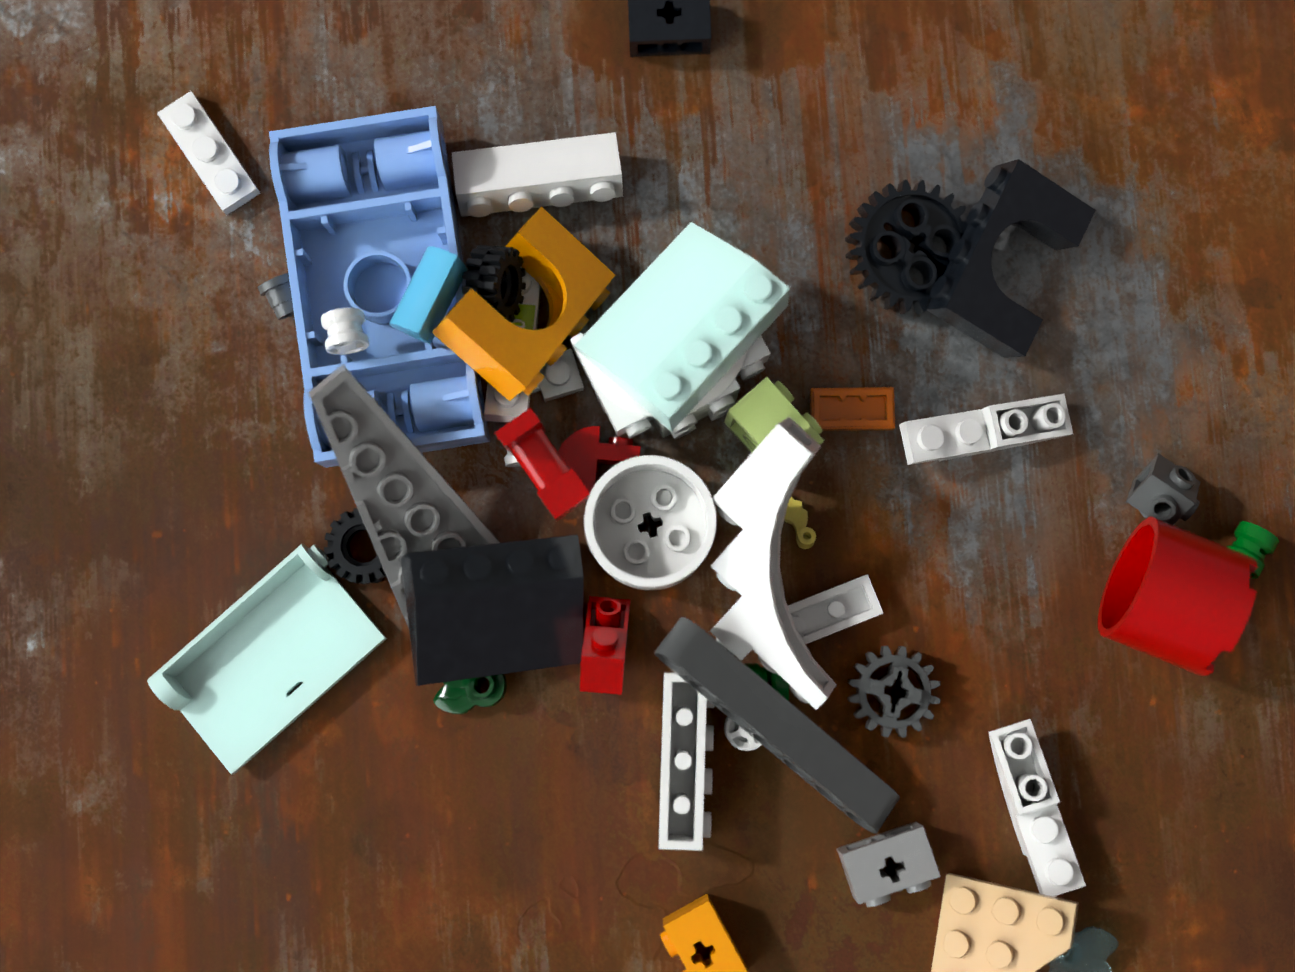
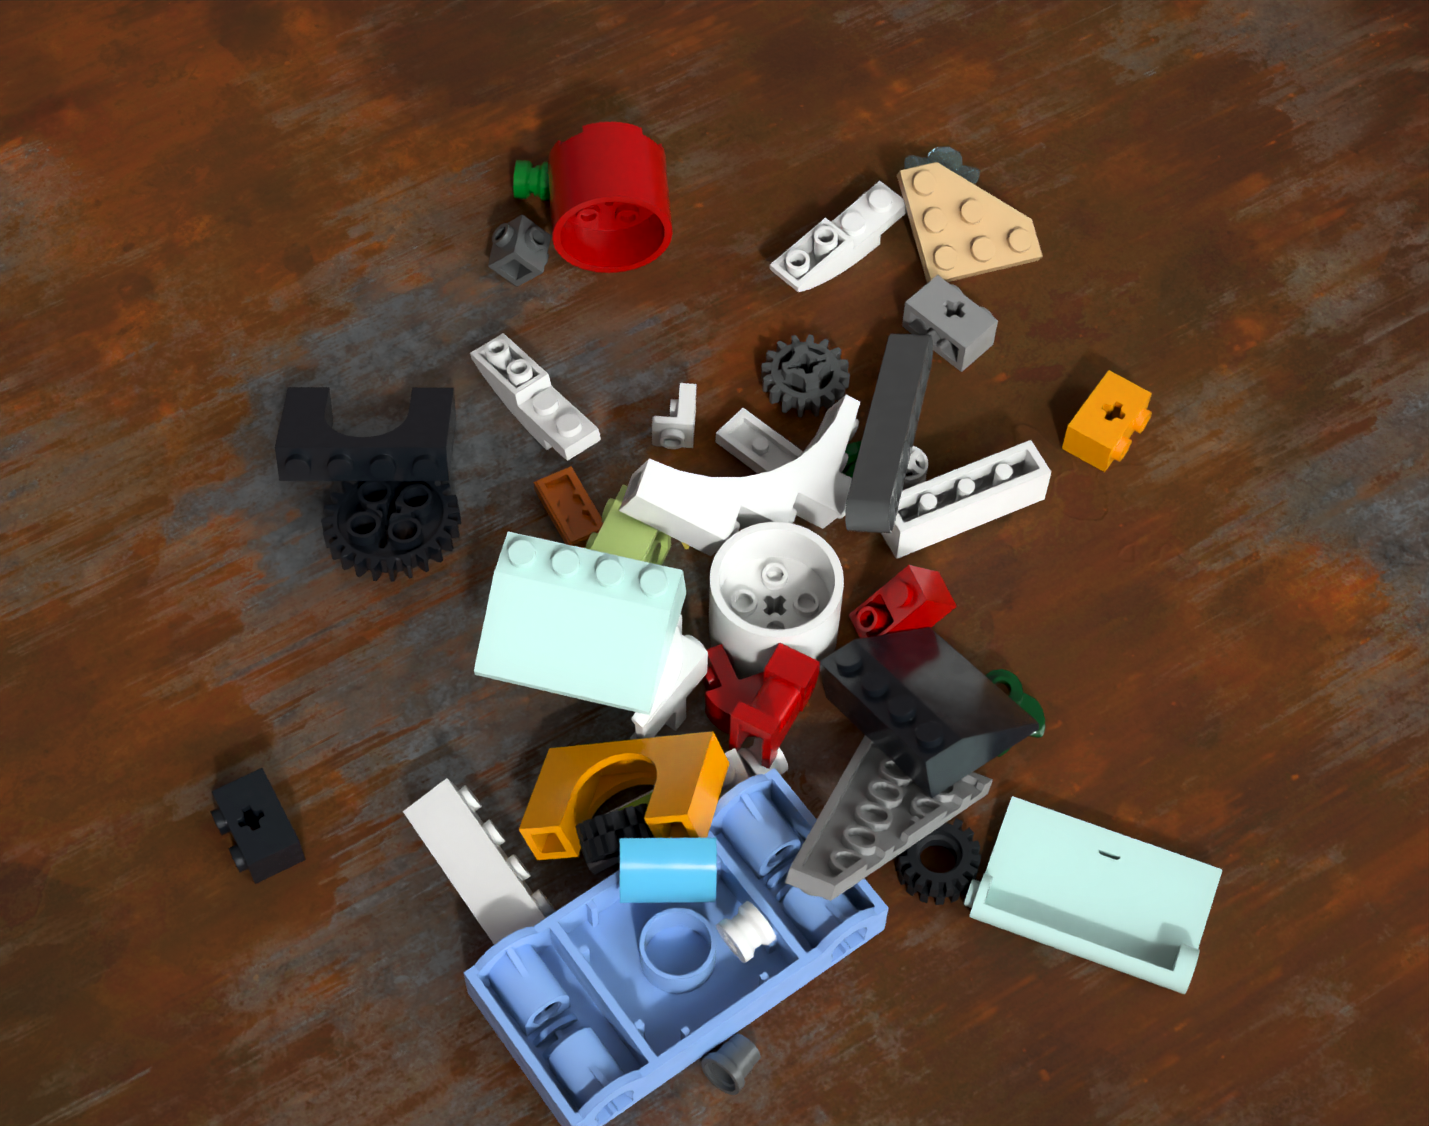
camera: 120 degrees left, 25 degrees down
(904, 556) = (679, 428): none -> white bracket

